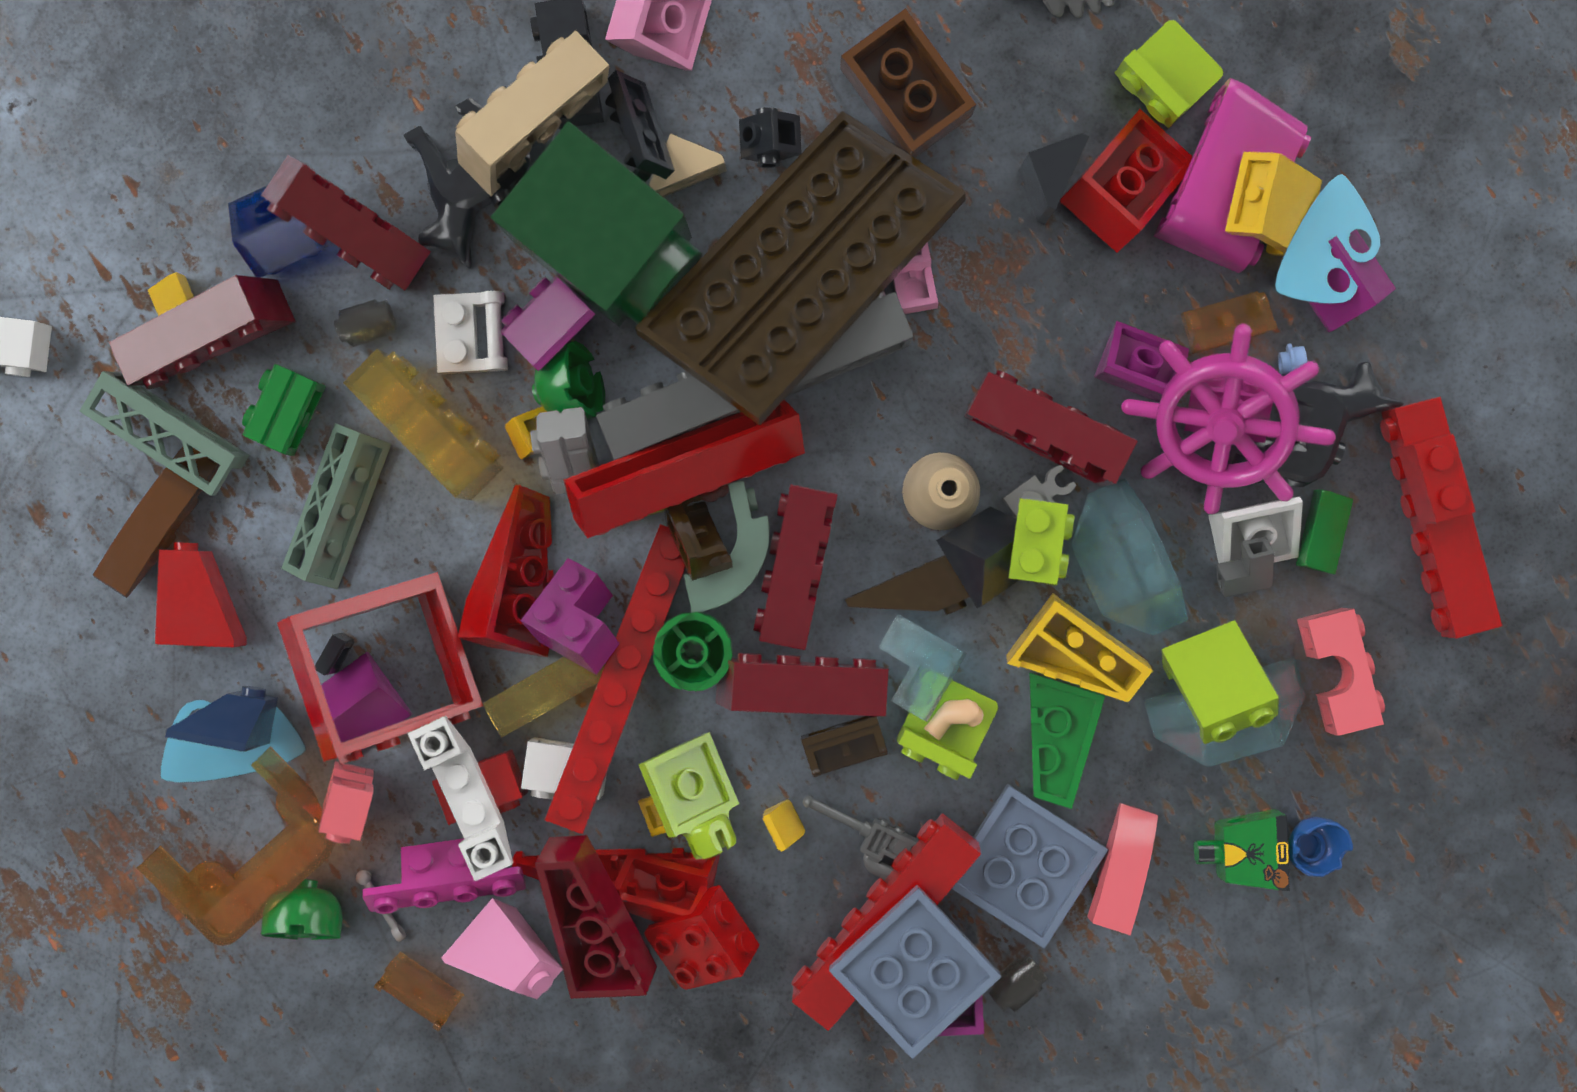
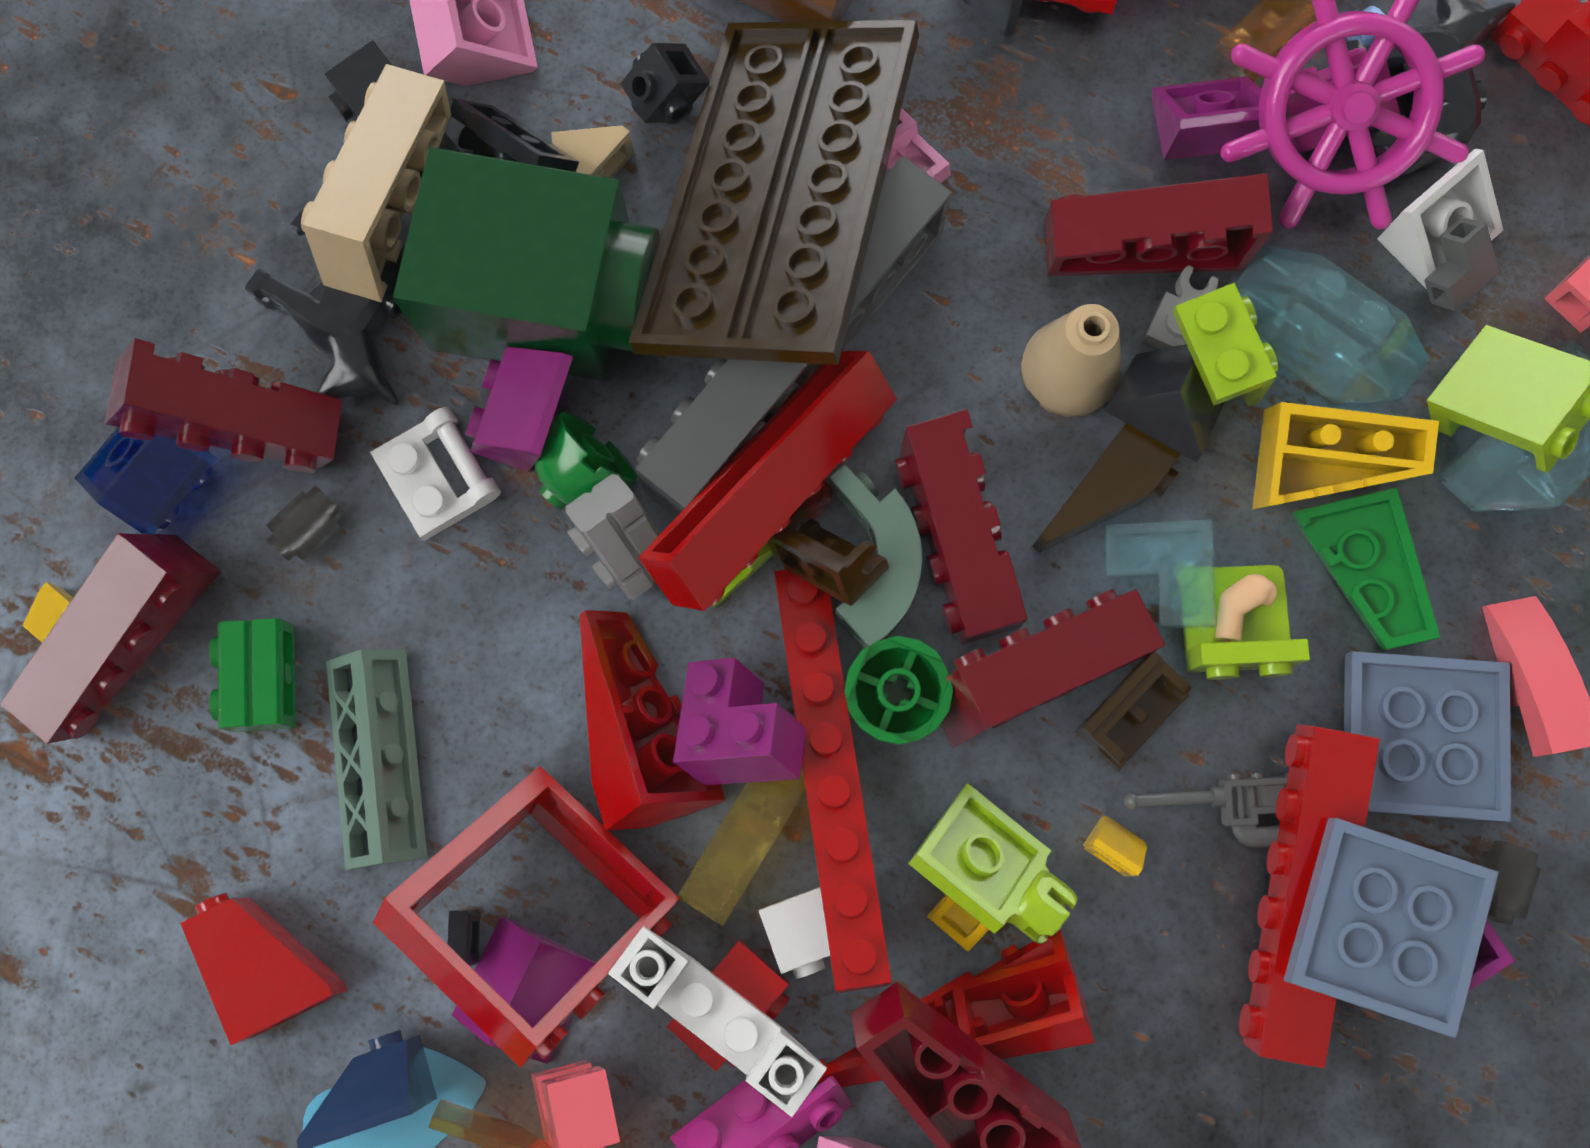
camera: 30 degrees left, 10 degrees down
(151, 527) = (160, 893): reddish brown slope -> none
(172, 420) = (117, 759): sand green fence -> none
(423, 424) = (434, 596): clear yellow brick -> none
(520, 429) = (558, 553): yellow slope -> none
(706, 944) = (1109, 1047): red bracket -> none
(1324, 531) = (1516, 188): green slope -> none

